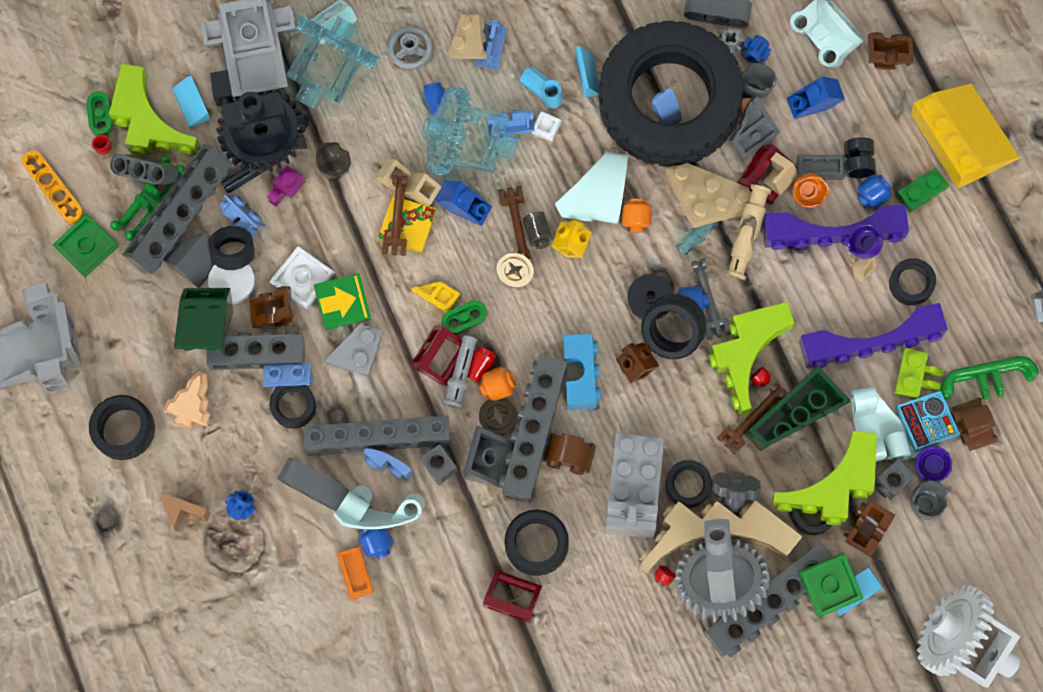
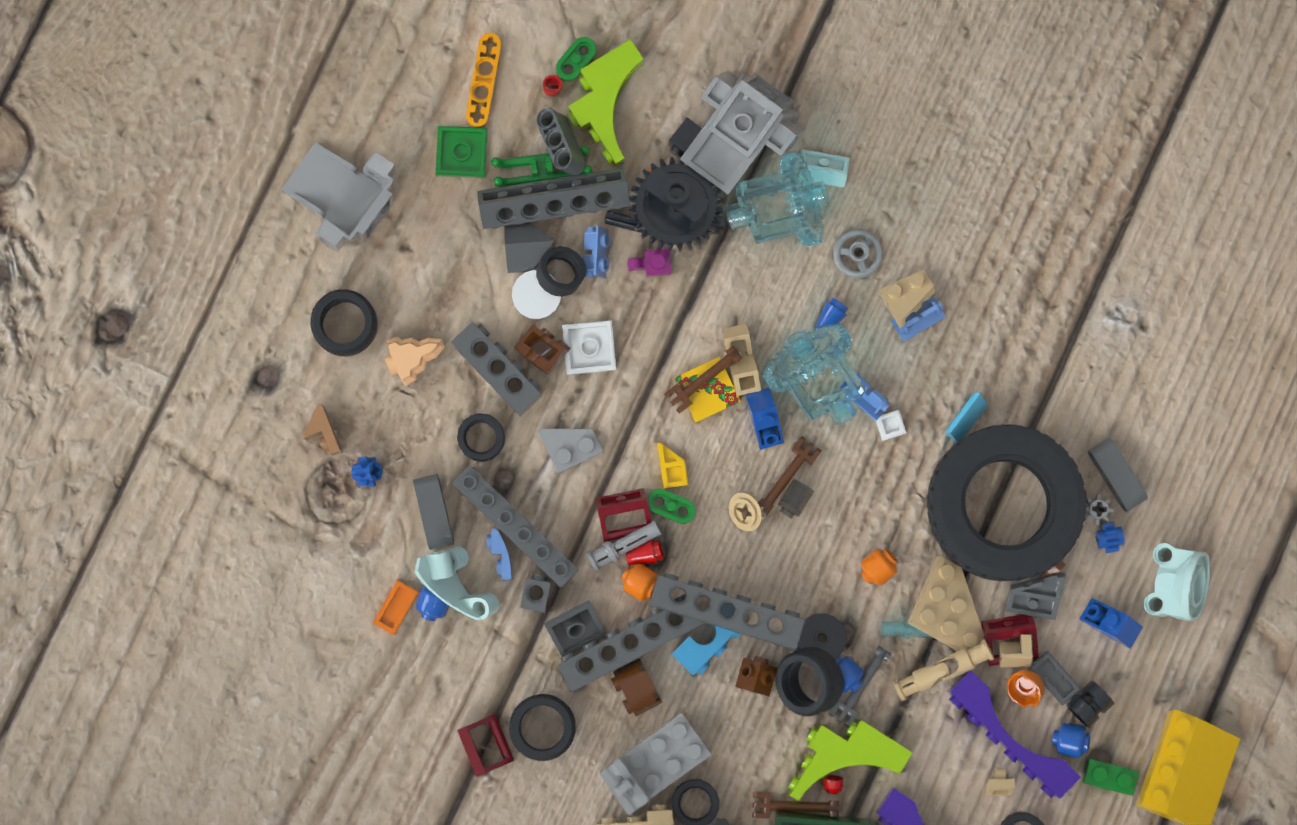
camera: 40 degrees right, 10 degrees up
(191, 102) = (651, 122): medium azure slope -> none
(203, 318) = (482, 307): dark green slope -> none
(287, 375) = (499, 412): medium blue hinge -> none
(333, 160) = (704, 283): clear smoke hair -> none
(342, 302) = (597, 398): green tile -> none
(502, 406) = (620, 616): dark brown gear -> none
(525, 374) = (787, 637): none -> dark grey brick
(541, 86) = (919, 390): medium azure piece -> none
(571, 239) = (811, 533): yellow brick -> none
(598, 192) = (870, 520): light aqua panel -> none
(666, 107) = (988, 512): medium blue slope -> none
(758, 80) = (1083, 563): dark grey hair -> none
(865, 241) = (1017, 773): dark purple hair -> none
(890, 51) = (1207, 648): reddish brown cylinder -> none

